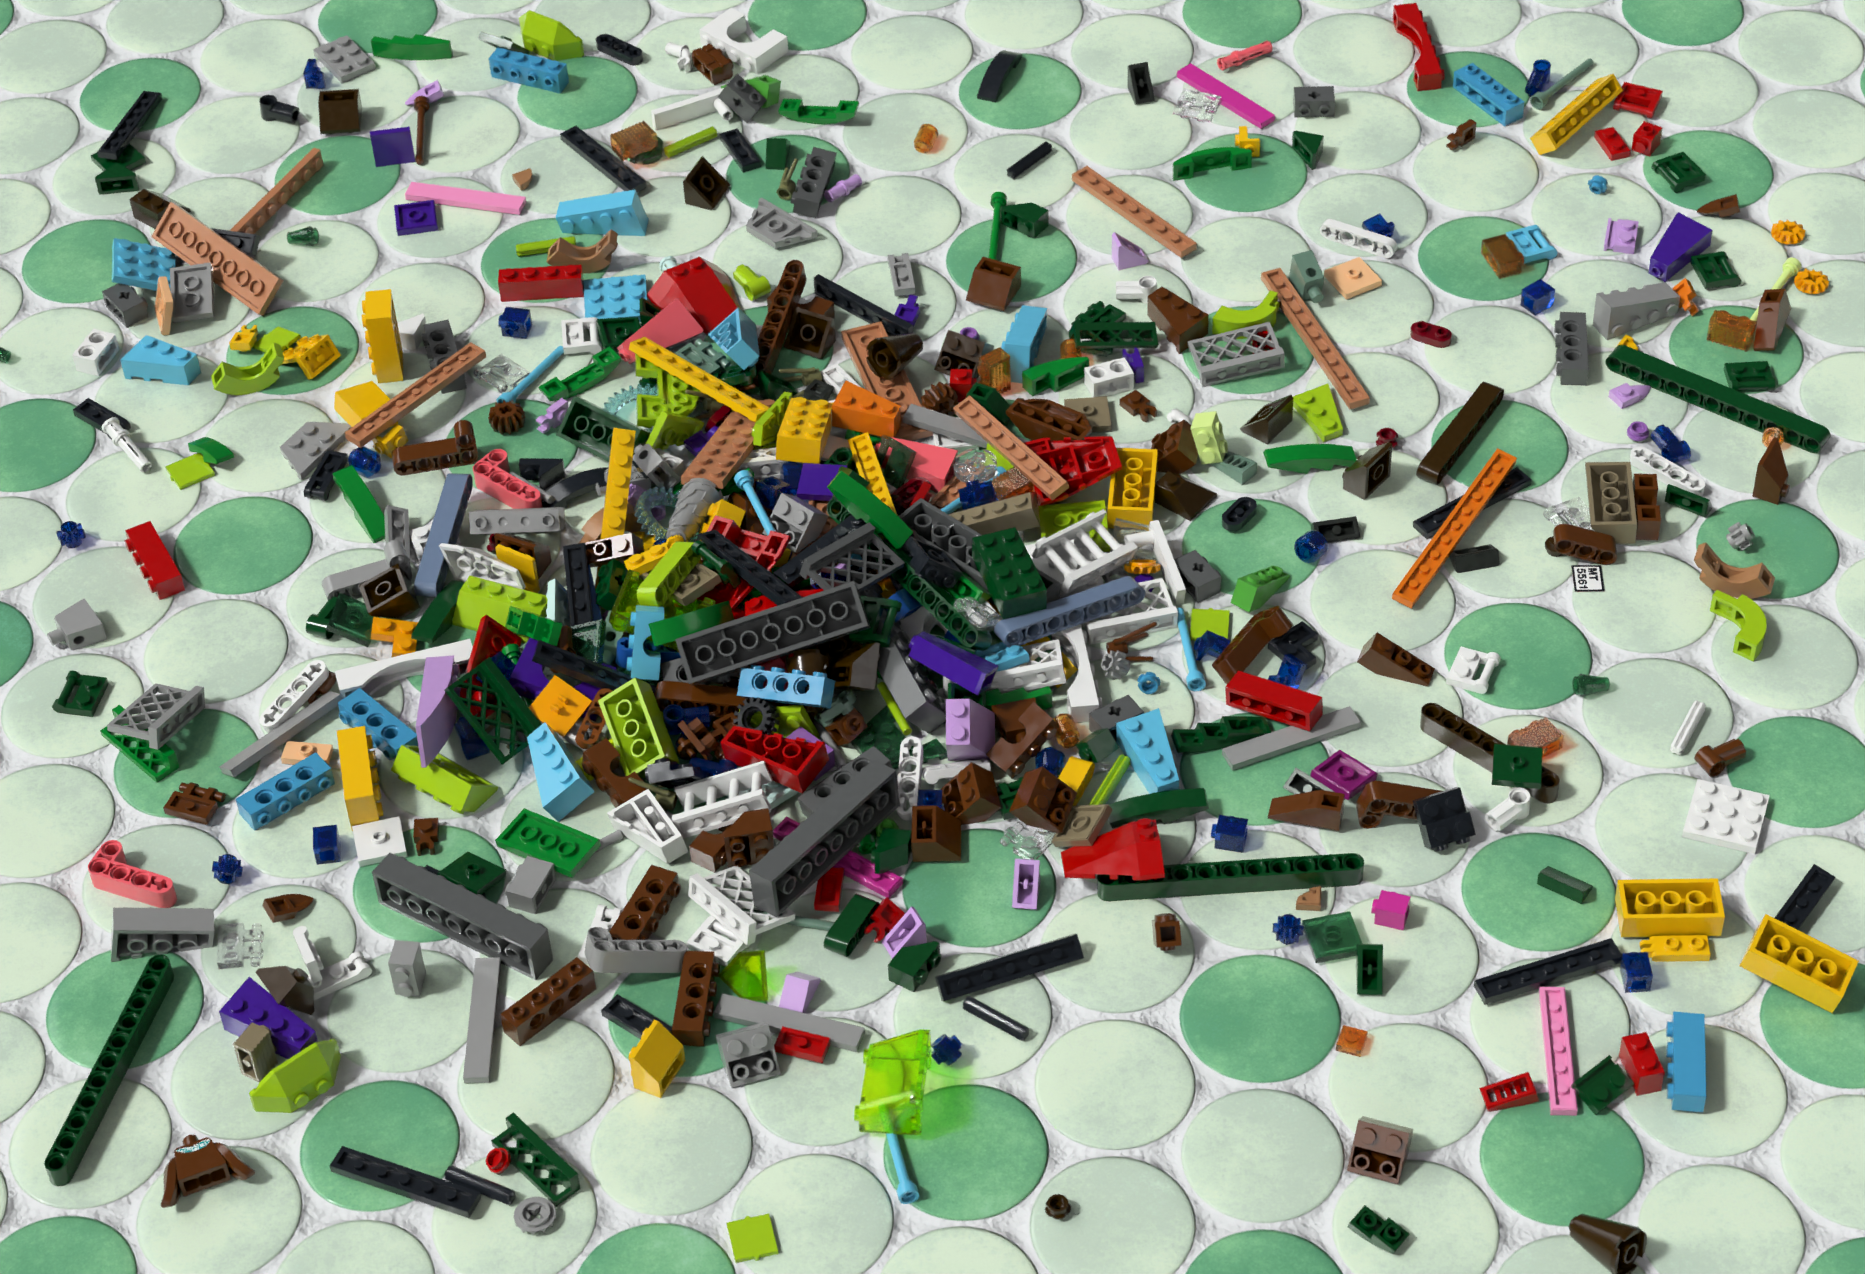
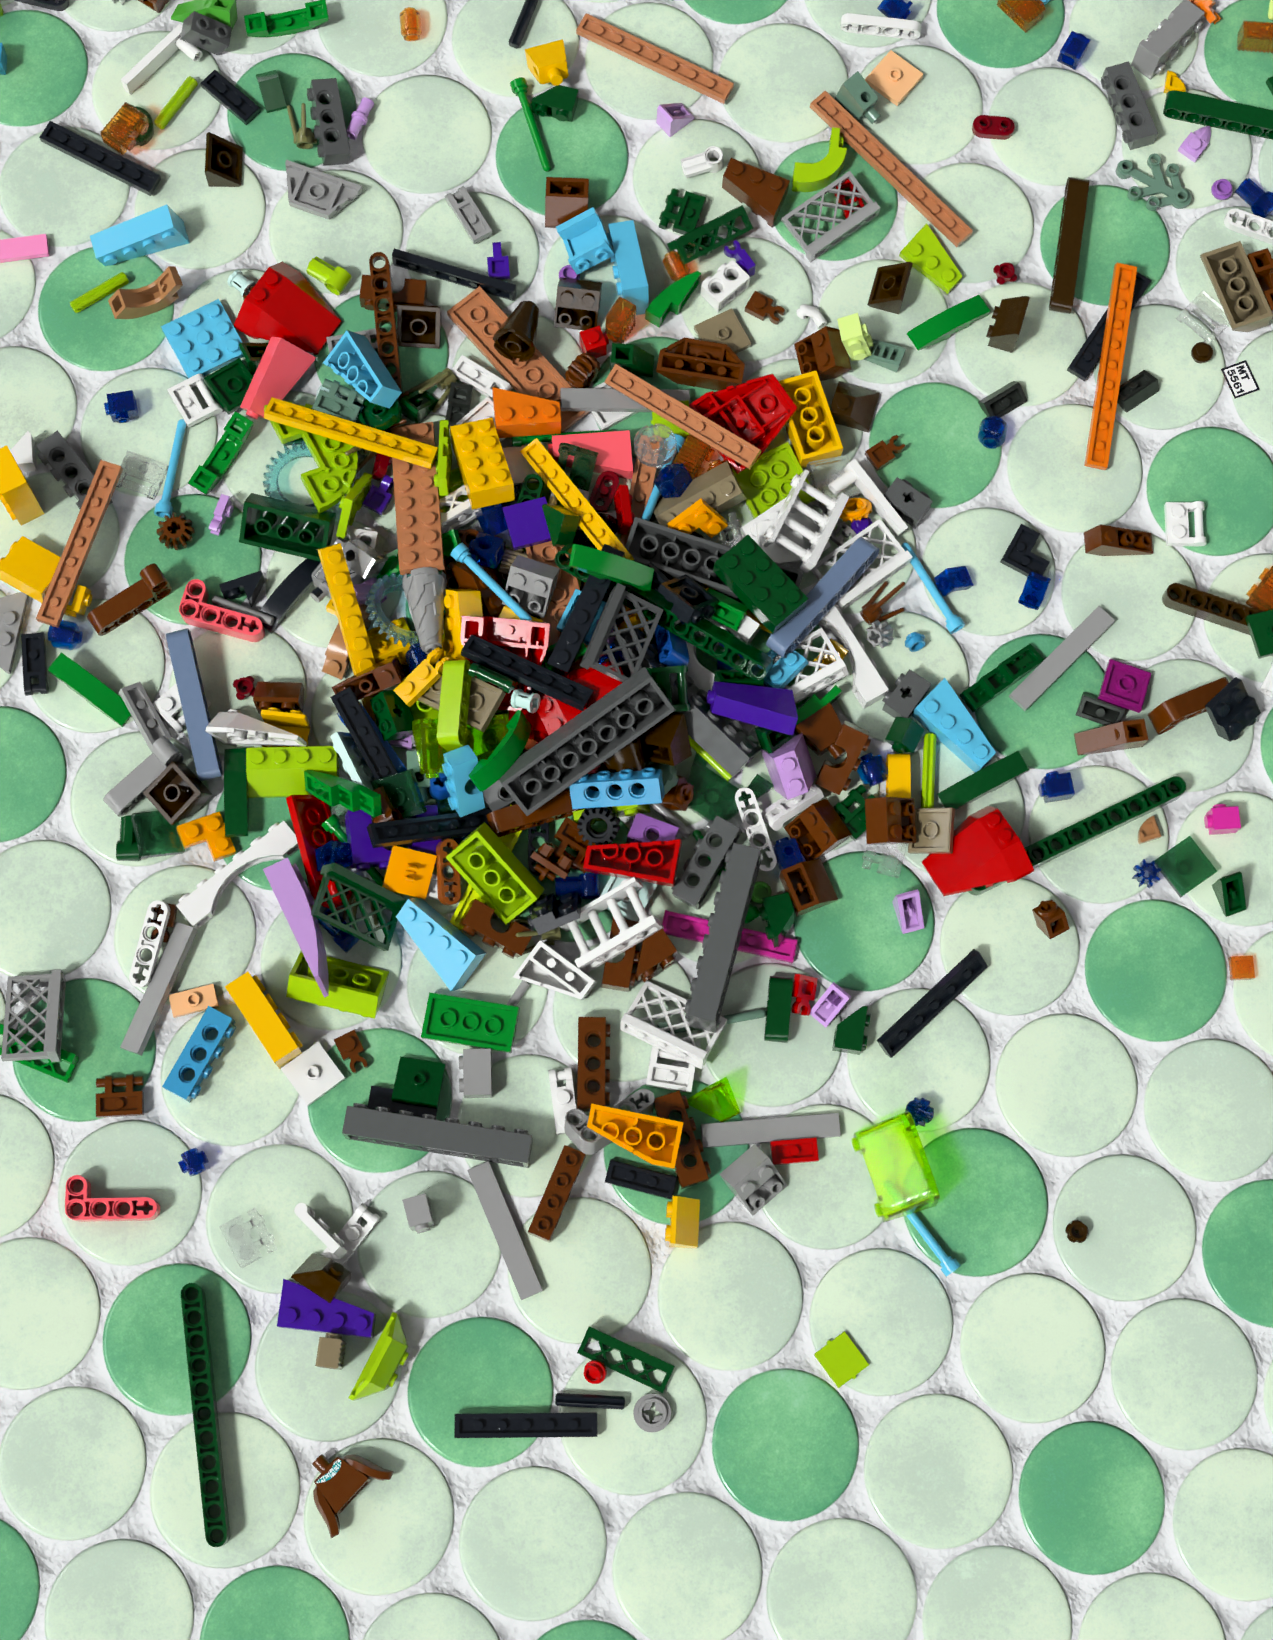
camera: 30 degrees left, 30 degrees up
(160, 930) = (171, 1253): light grey wedge -> none
(285, 906) = (268, 1179): reddish brown plate -> none
(326, 844) = (268, 1098): clear blue brick -> none
(386, 729) = (217, 929): dark azure brick -> none
(517, 520) = (247, 658): light grey fence -> none
(523, 178) = (29, 208): medium nougat tile -> none
(541, 283) = (122, 346): red brick -> none
(653, 959) = (643, 1135): none -> light orange wedge
(675, 714) = (531, 839): clear blue piece -> none
(739, 593) = (525, 700): none -> light aqua bush
(798, 991) = (764, 1095): lavender slope -> none
(829, 890) = (742, 979): red plate -> none
(980, 614) = (753, 638): clear plate -> none
(982, 517) = (700, 516): none -> light orange plate
(994, 309) = (585, 240): none -> medium azure panel
(995, 1018) = (942, 1058): black axle -> none
(1034, 188) = (548, 62): none -> yellow torso
(1067, 733) = (866, 720): clear orange brick -> none
(1194, 536) = (882, 454): none -> reddish brown plate
(1211, 620) = (937, 552): lime piece -> none
(1239, 514) = (912, 414): black plate -> none
(1250, 642) = (986, 567): reddish brown beam -> none
(1258, 587) = (966, 495): bright green slope -> none
(1274, 700) = (1035, 626): red brick -> none
(1585, 544) = (1230, 347): reddish brown beam -> none
(1590, 427) = (1156, 184): none -> sand green plant

